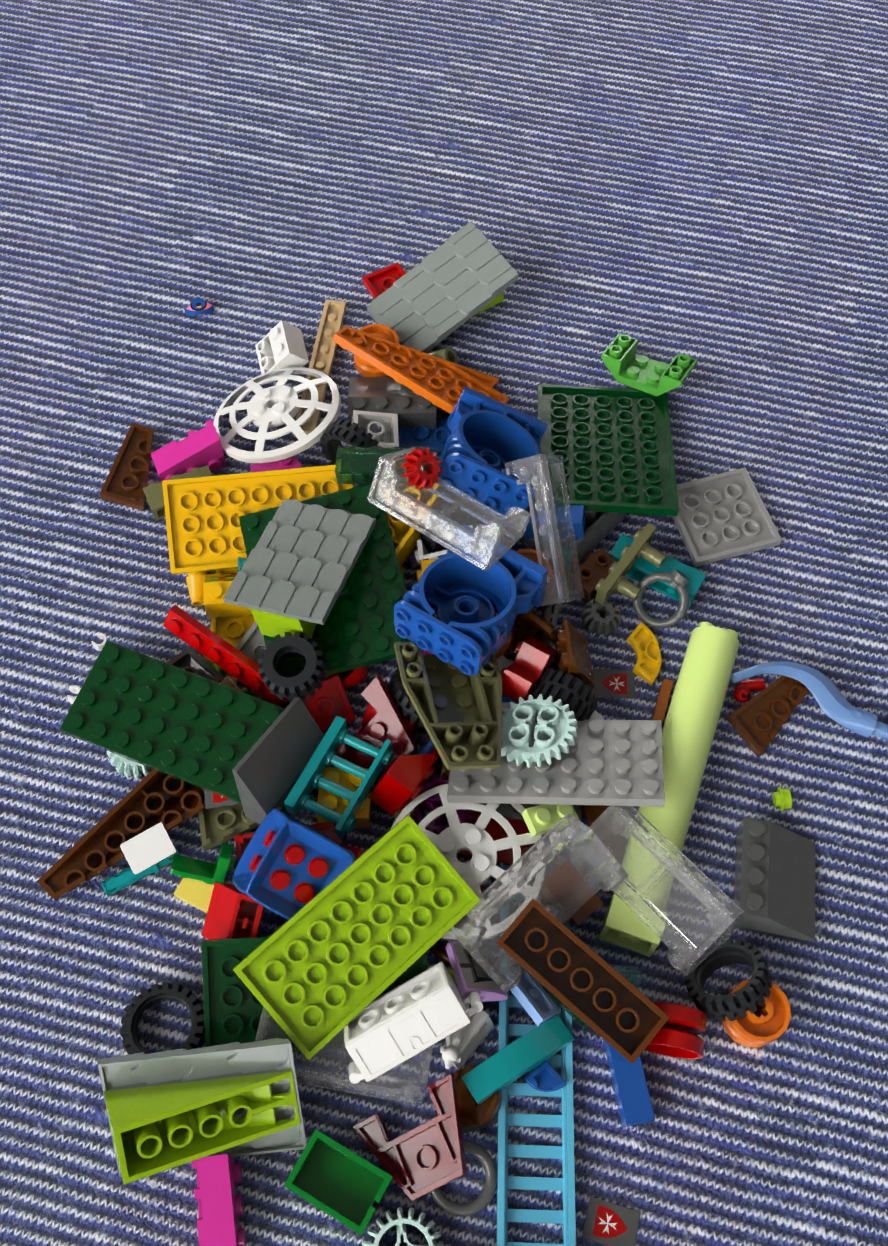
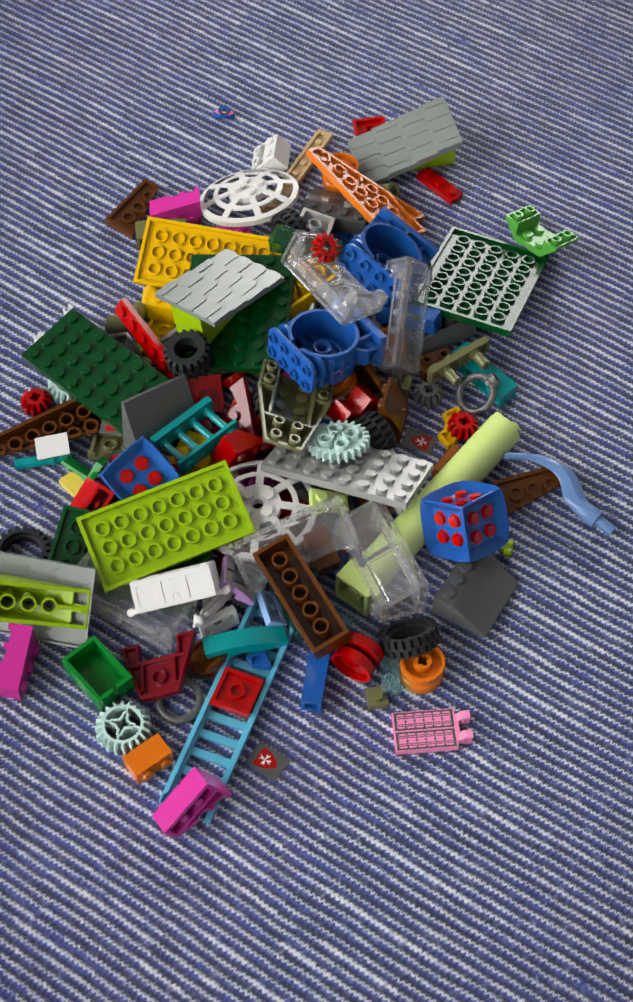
camera: 20 degrees right, 5 degrees down
(91, 783) = (36, 401): none -> red gear
(167, 640) = (115, 325): none -> olive cylinder
(499, 335) = (439, 186): none -> red plate
(536, 1139) = (237, 692): none -> red plate
(571, 614) = (405, 387): none -> olive plate
(664, 650) = (462, 425): none -> red gear
(712, 1075) = (375, 698): none -> olive plate
(723, 517) = (551, 352): light grey plate -> none
(723, 1042) = (390, 676): none -> clear light blue hinge
(735, 792) = (464, 521): none -> blue piece
(745, 687) = (515, 469): red arm -> none
(797, 1101) = (430, 730): none -> bright pink tile

